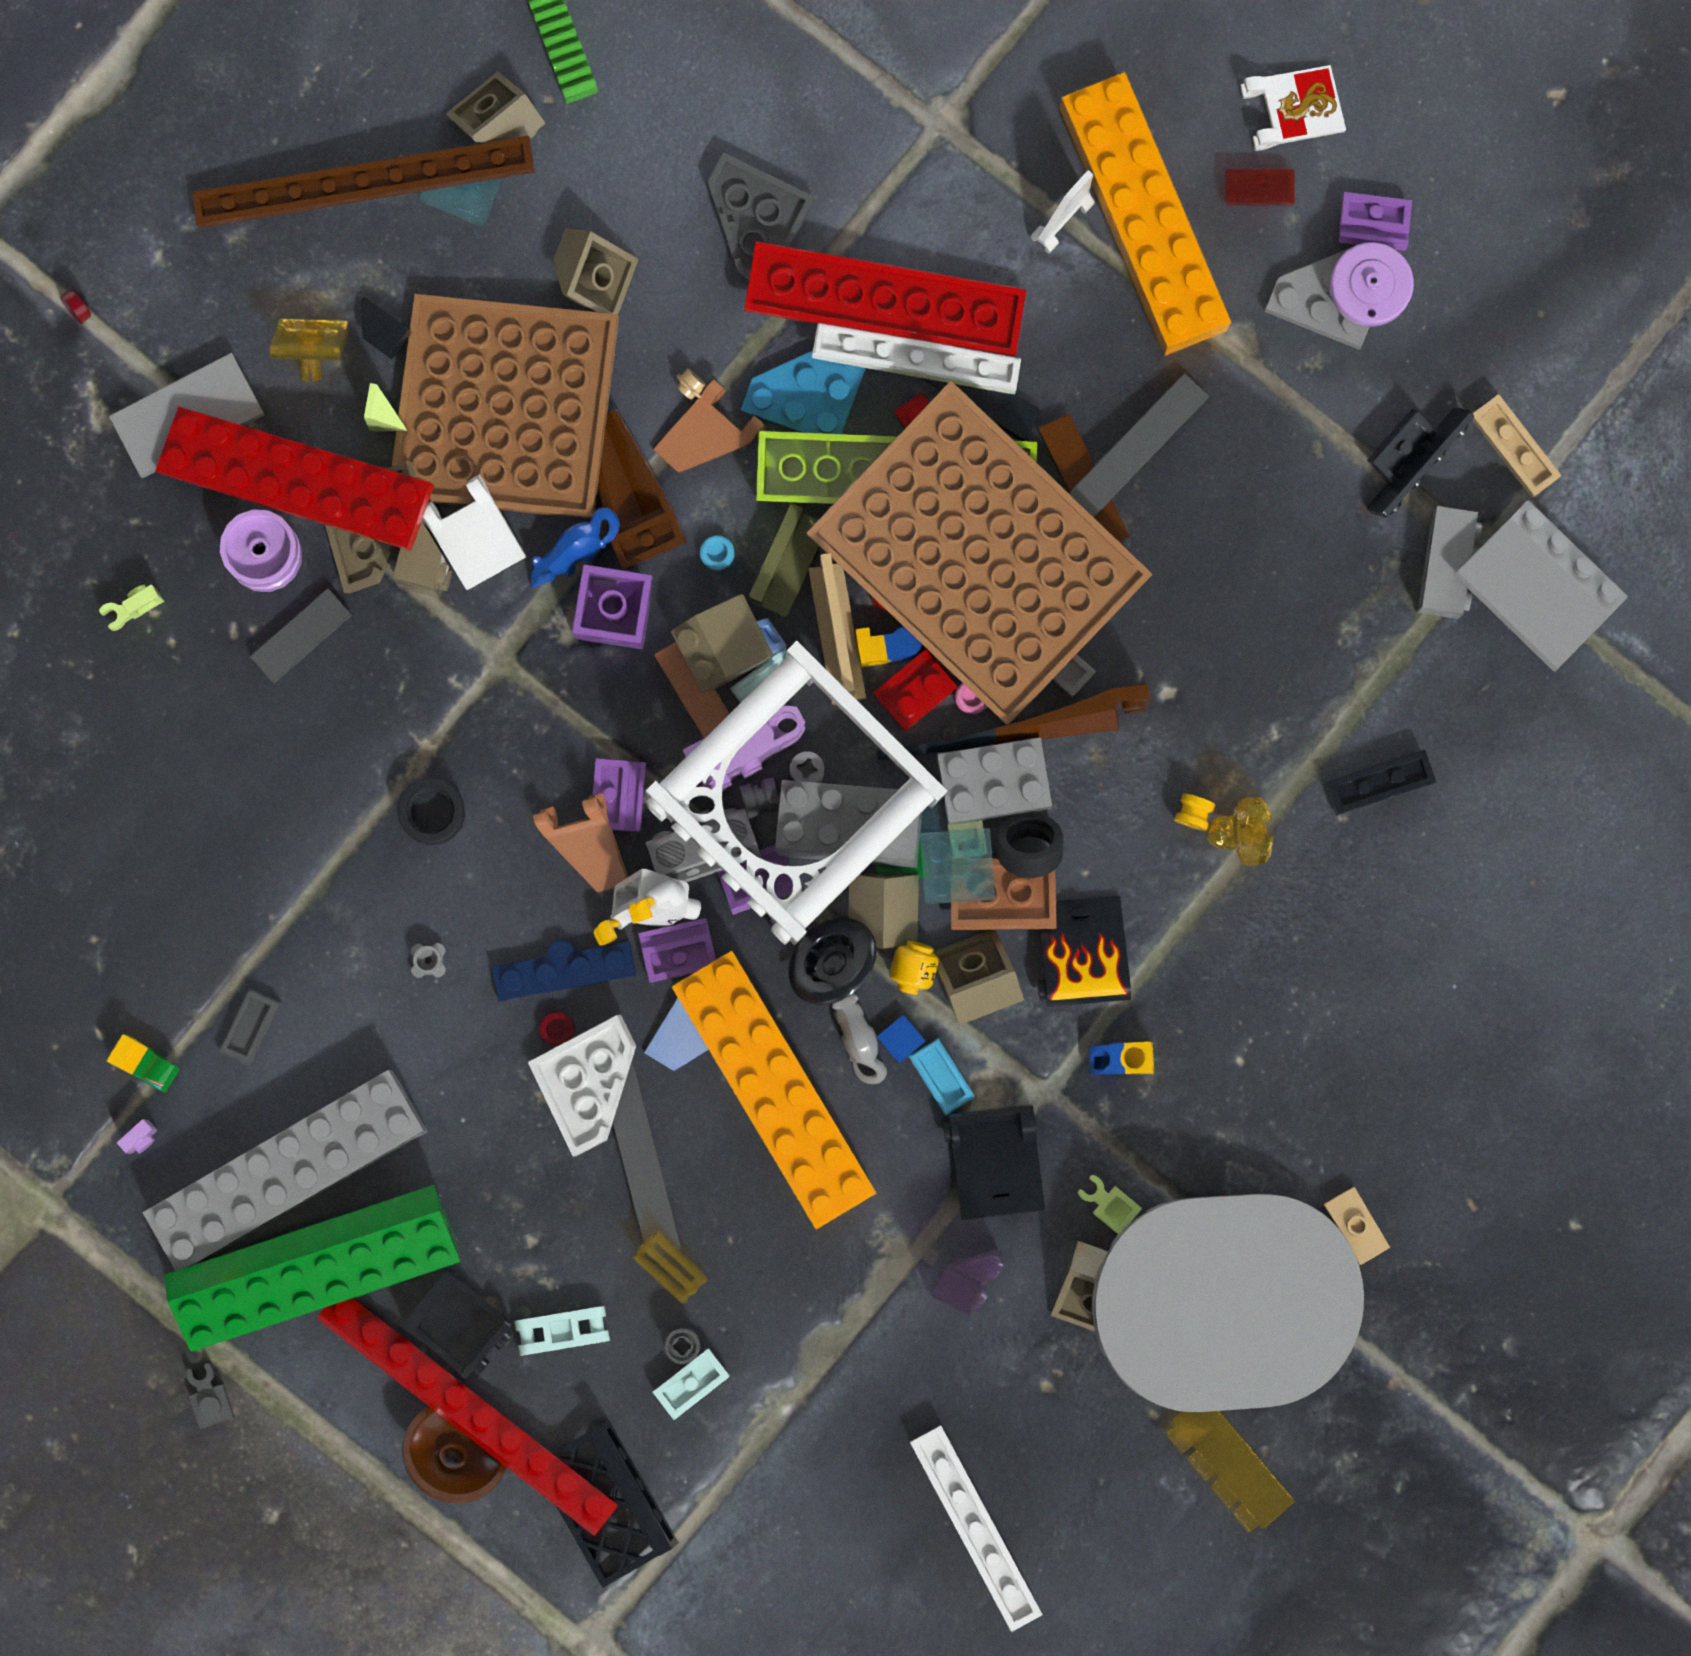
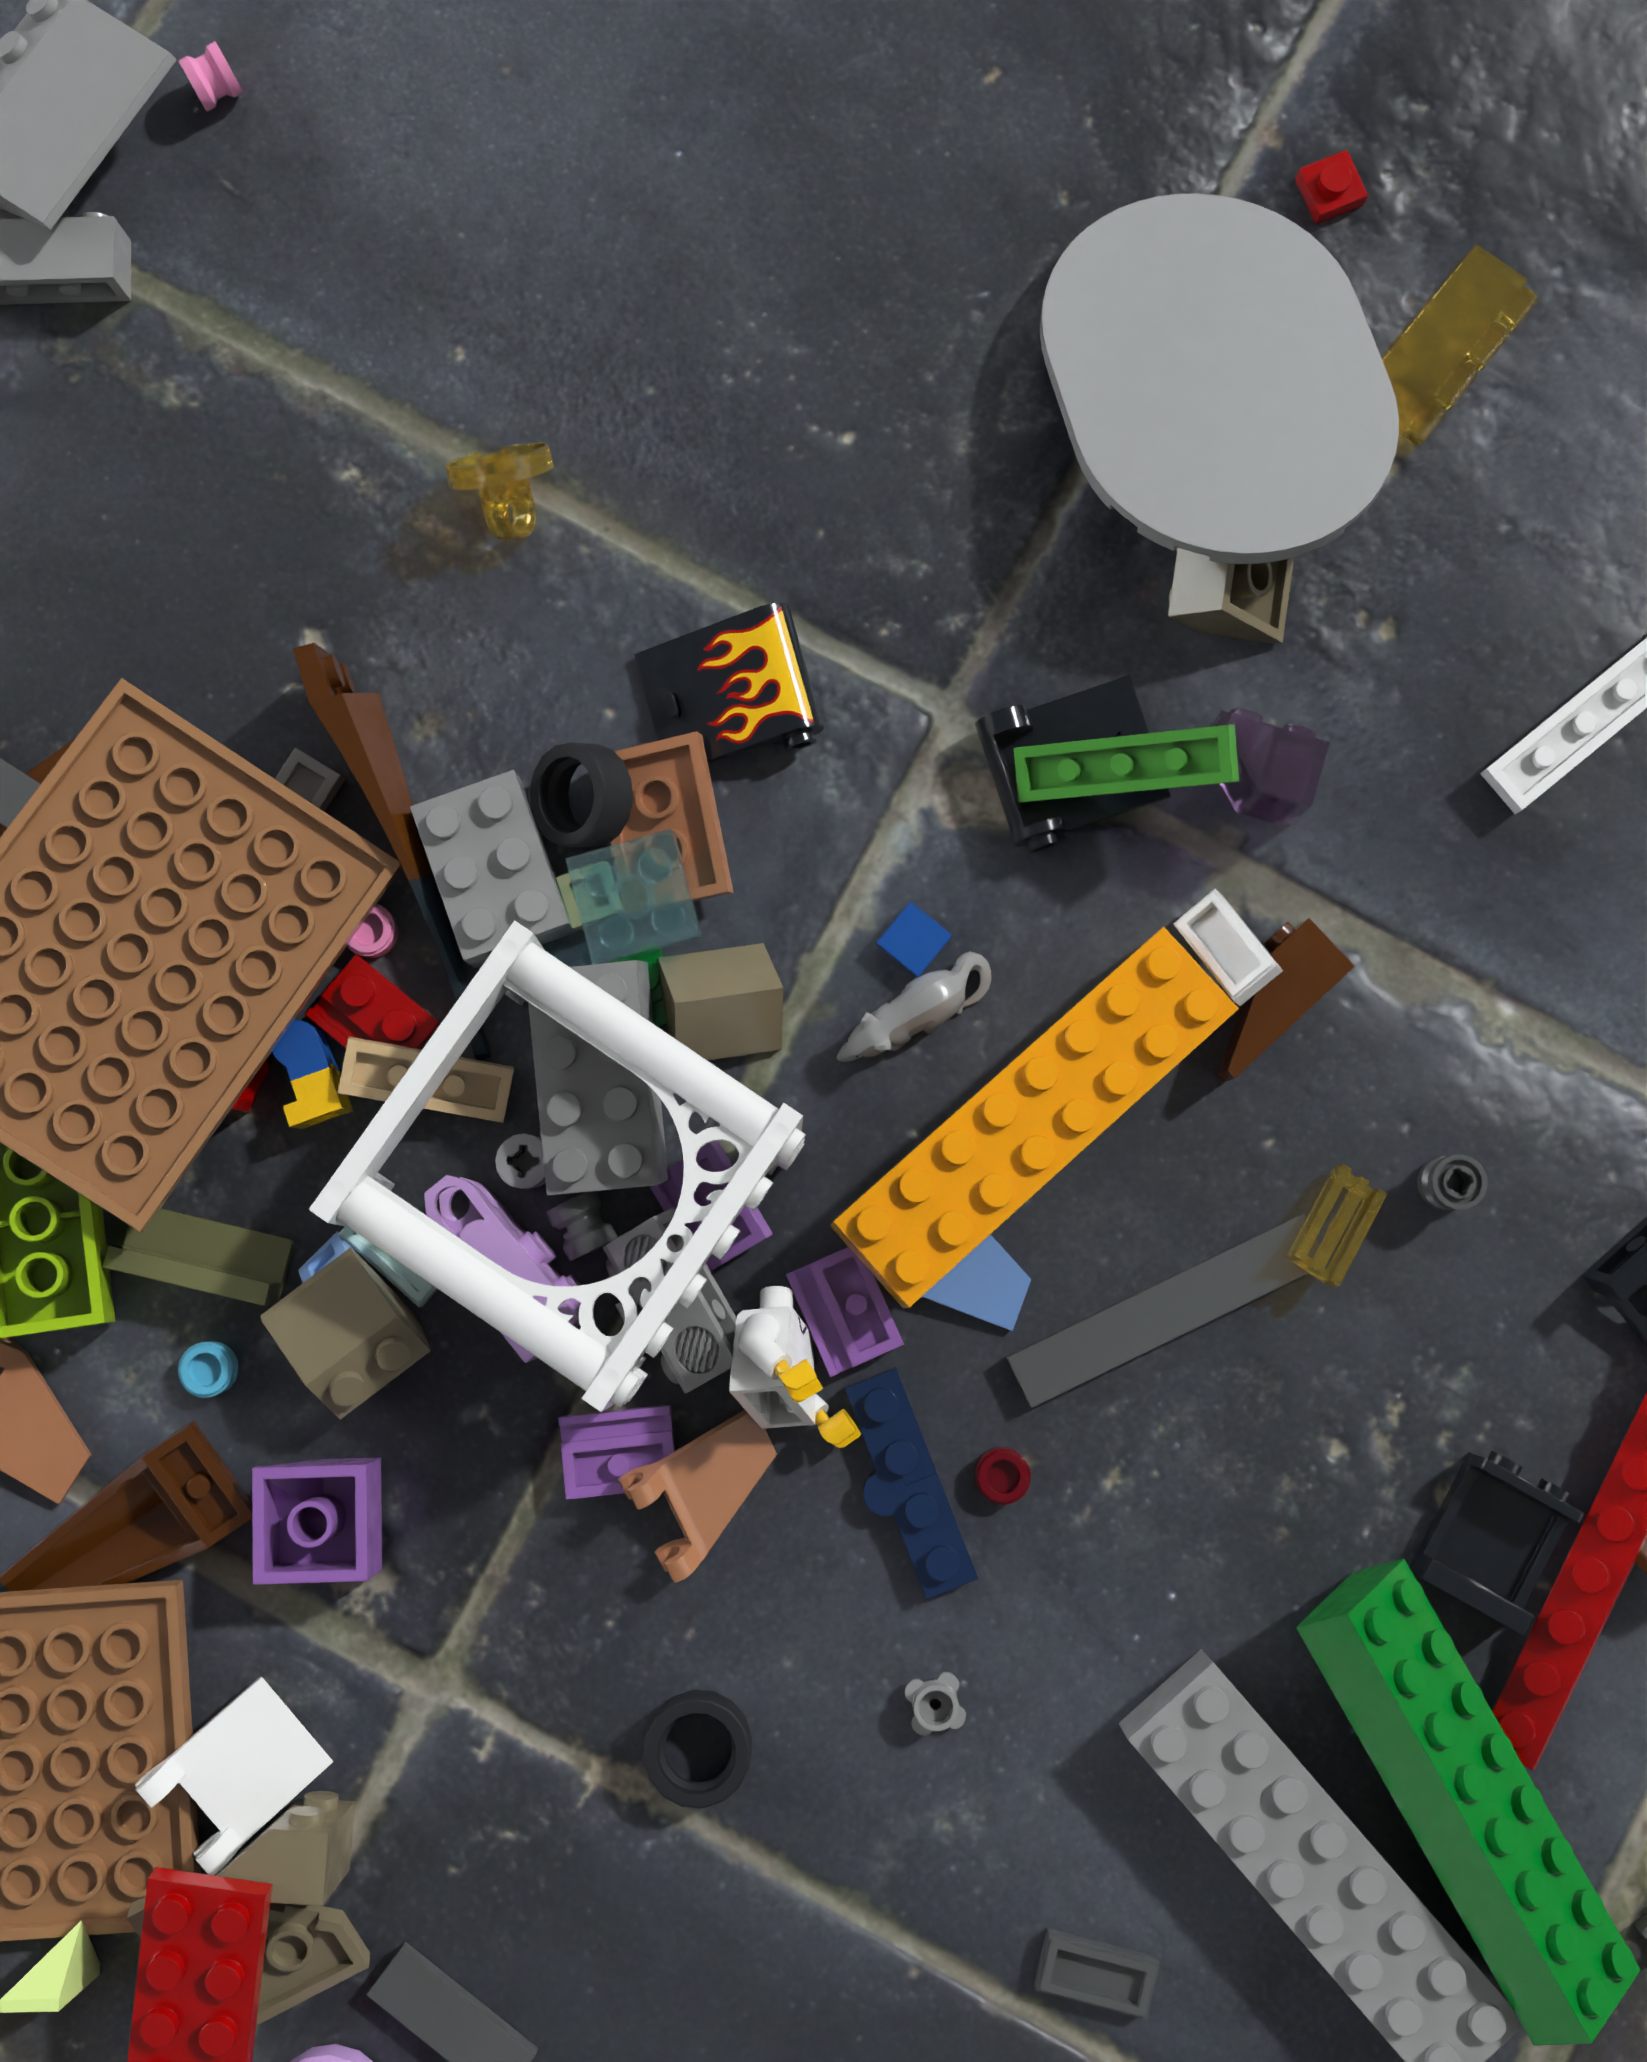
camera: 95 degrees left, 0 degrees up
(561, 1330) = (1468, 1375): light aqua plate -> none
(574, 545) = (229, 1604): blue animal -> none
(585, 1082) = (1079, 1413): white plate -> none
(691, 1384) = (1508, 1157): light aqua plate -> none
(704, 708) = (455, 1344): nougat tile -> none
(827, 1268) = (1309, 971): none -> reddish brown slope
(836, 626) = (277, 1164): tan fence -> none
(837, 967) = (827, 1050): black wheel -> none
(857, 1233) = (1227, 947): none -> white tile
(878, 698) = (469, 1088): none -> tan plate
(914, 967) = (802, 937): yellow head -> none
(941, 1076) = (959, 868): medium azure tile -> none
(978, 976) = (797, 840): dark tan slope -> none
(982, 1188) = (1127, 763): none -> bright green gear
(1113, 1208) = (1103, 577): yellowish green plate -> none
(1121, 1058) = (880, 601): leg -> none
(1194, 812) = (486, 563): yellow wheel -> none
(1351, 1413) = (1331, 187): none -> red plate
(1357, 1225) = (1053, 225): tan plate -> none
(1380, 782) = (394, 302): black plate -> none
(1554, 689) = (210, 76): none -> bright pink wheel

